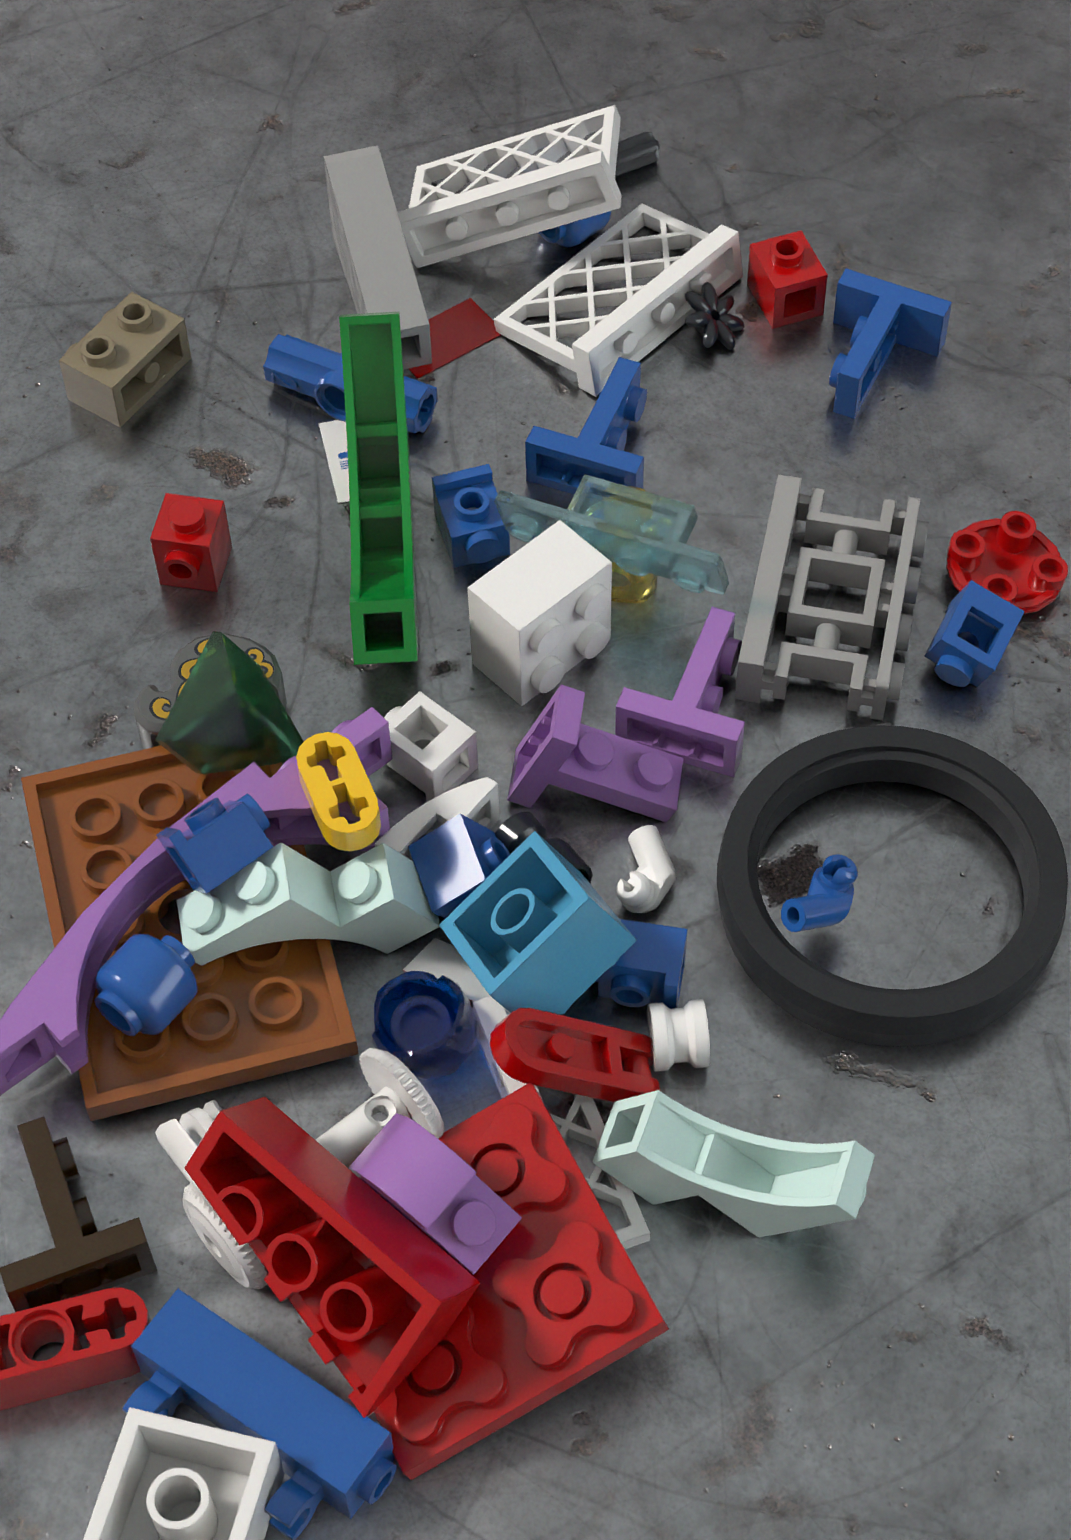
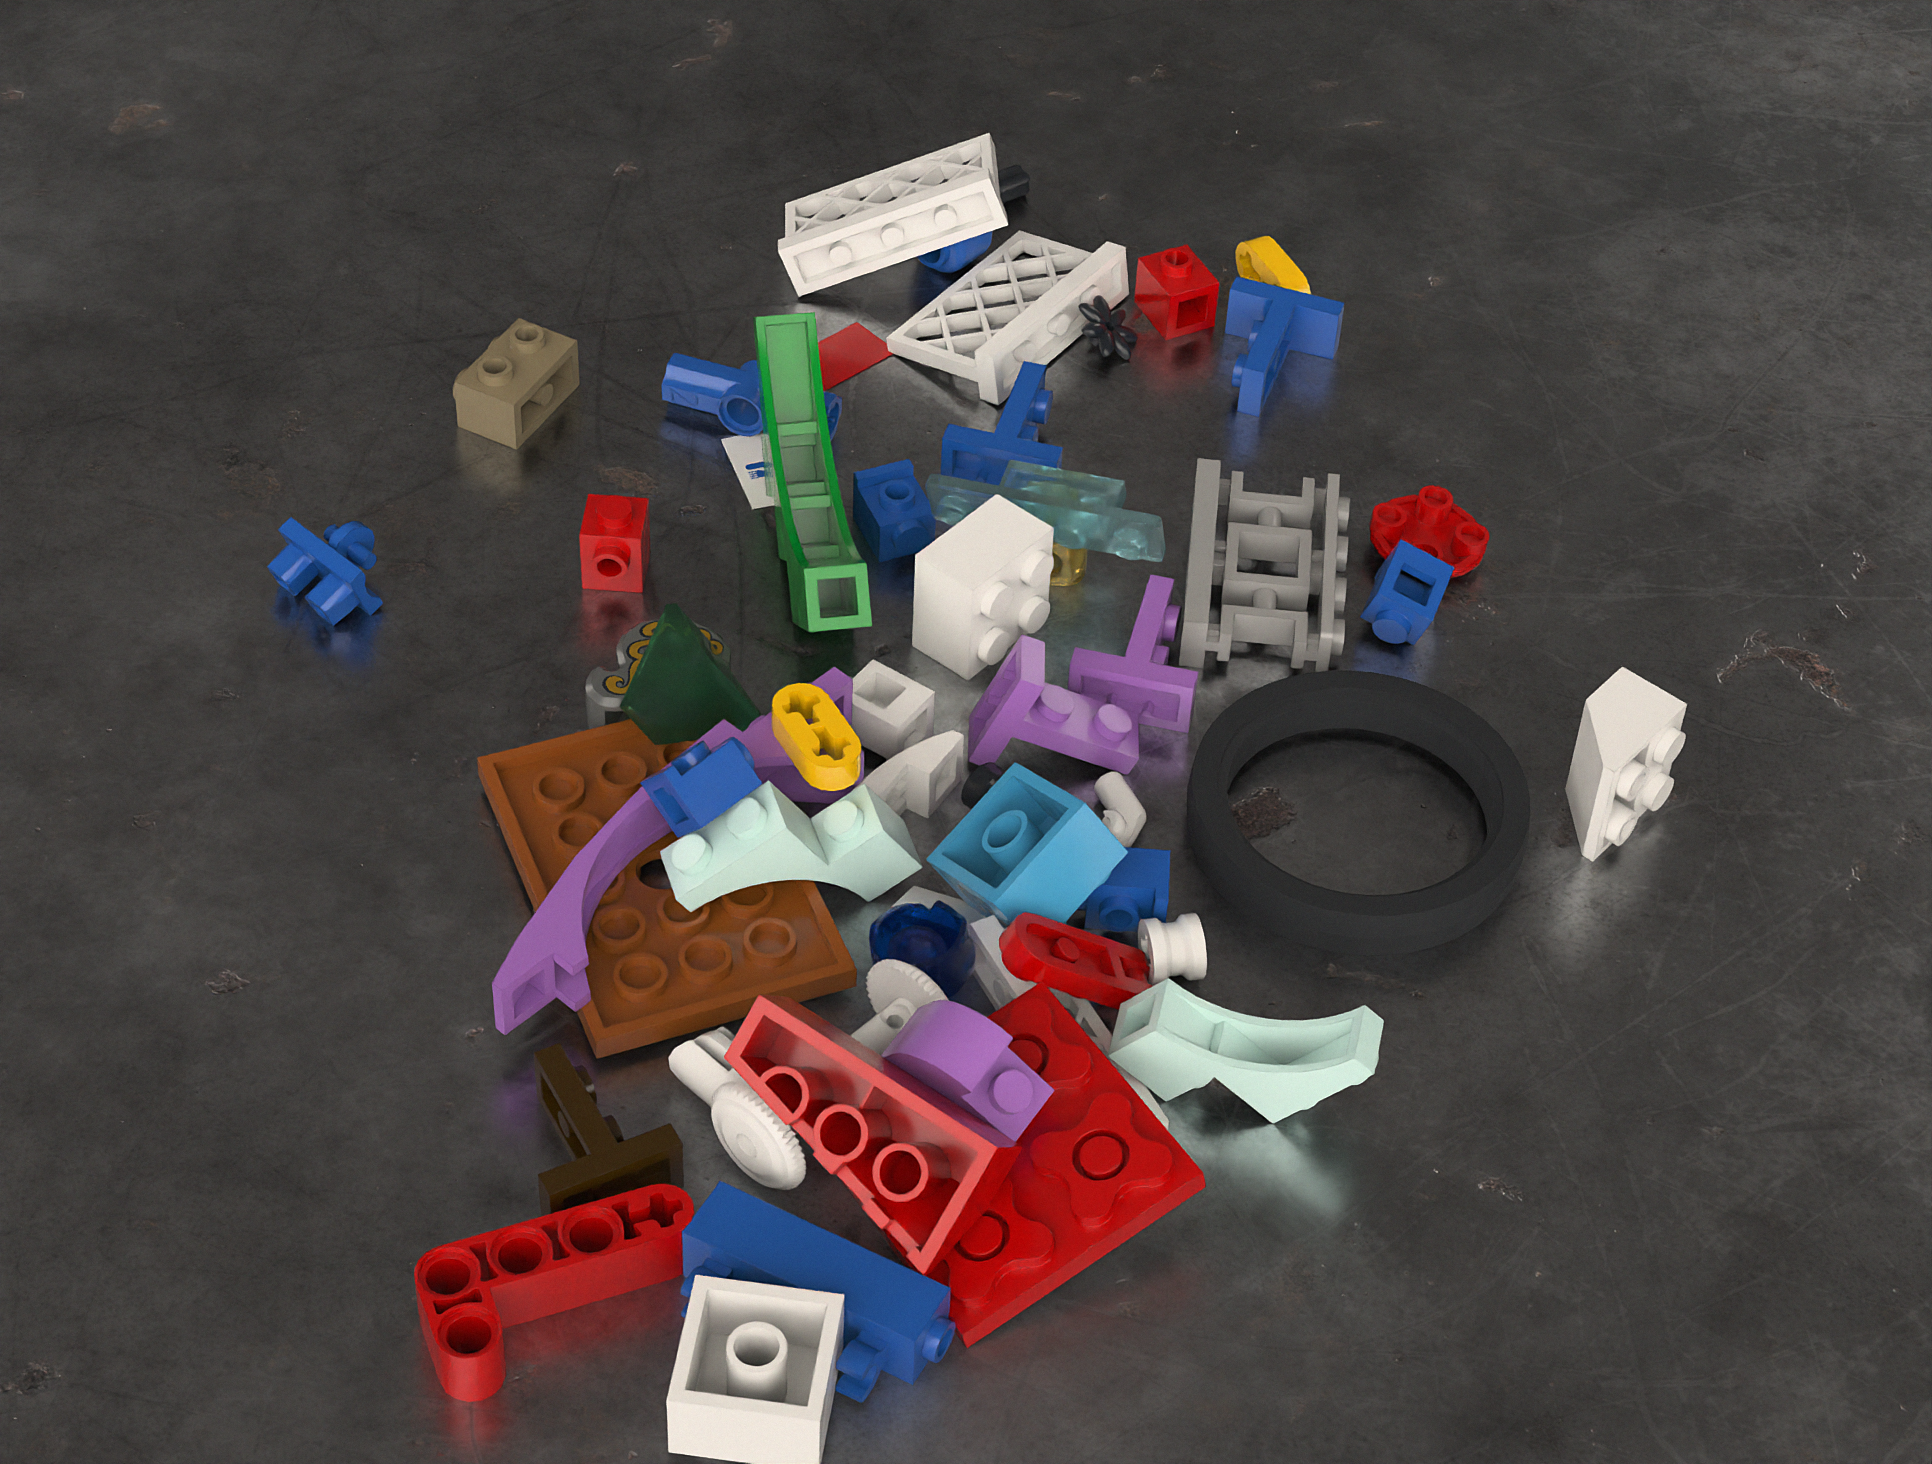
camera: 10 degrees left, 10 degrees down
(146, 984) = (643, 922): blue head -> none
(375, 248) = (753, 259): light grey slope -> none
(455, 861) = (931, 804): blue brick -> none
(827, 897) = (1302, 815): blue arm -> none
(883, 256) = (1267, 263): none -> yellow beam

